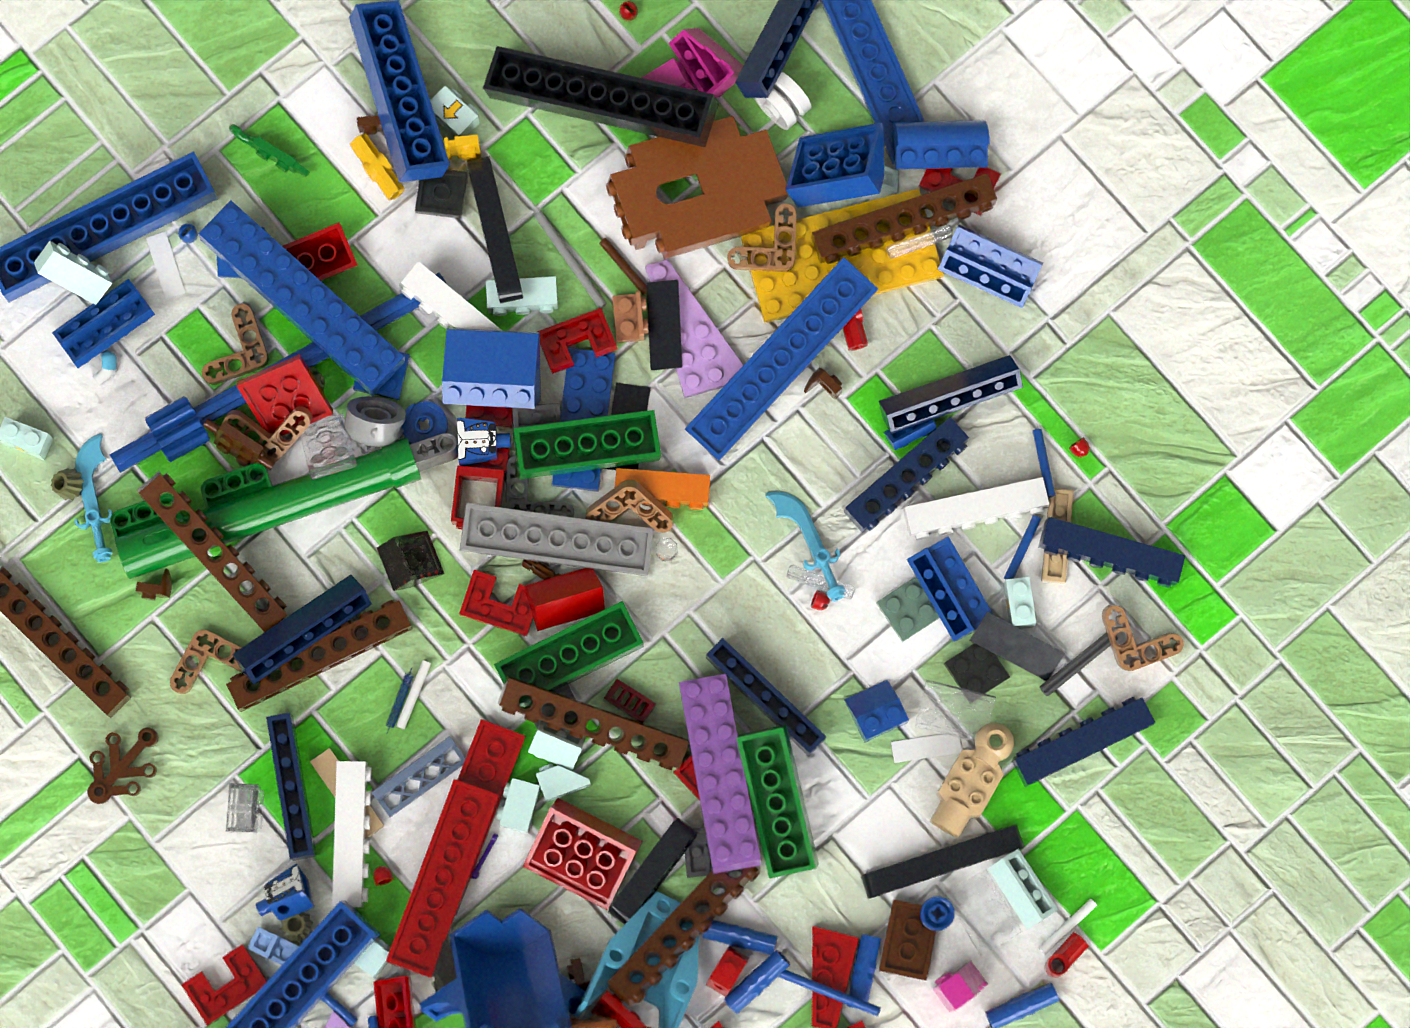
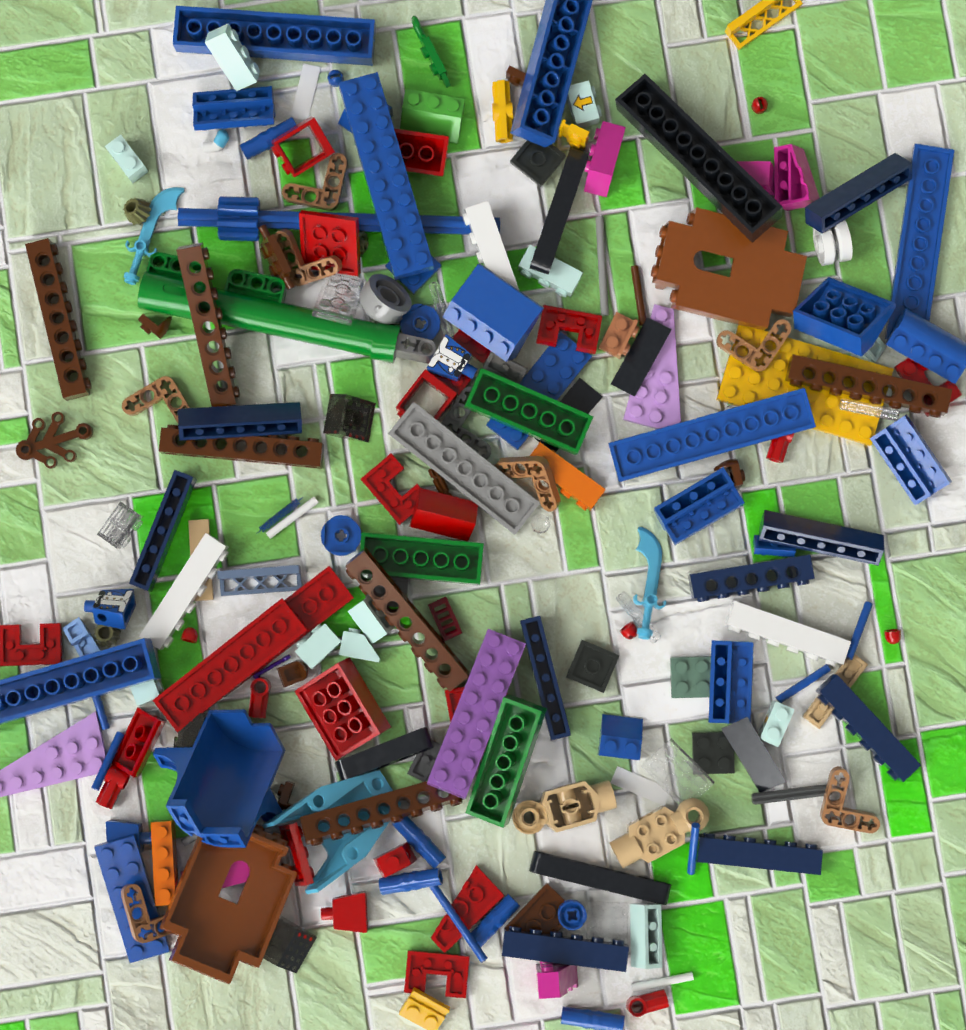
camera: 35 degrees right, 5 degrees up
(158, 331) = (263, 140): none -> blue axle
(208, 299) = (319, 136): none -> red window
(308, 210) = (432, 114): none -> bright green slope
(435, 396) = (440, 307): none -> clear axle
(461, 678) = (333, 527): none -> blue plate
(493, 897) = (259, 700): none -> red piece
(507, 152) = (604, 158): none -> dark pink wedge
(510, 848) = (292, 673): none -> reddish brown plate
(805, 657) = (592, 666): none -> pearl dark grey plate
(812, 436) = (698, 506): none -> blue brick
(865, 811) = (565, 807): none -> tan brick
(952, 952) = (564, 949): none -> dark blue brick
(1015, 774) = (695, 827): none -> blue bar

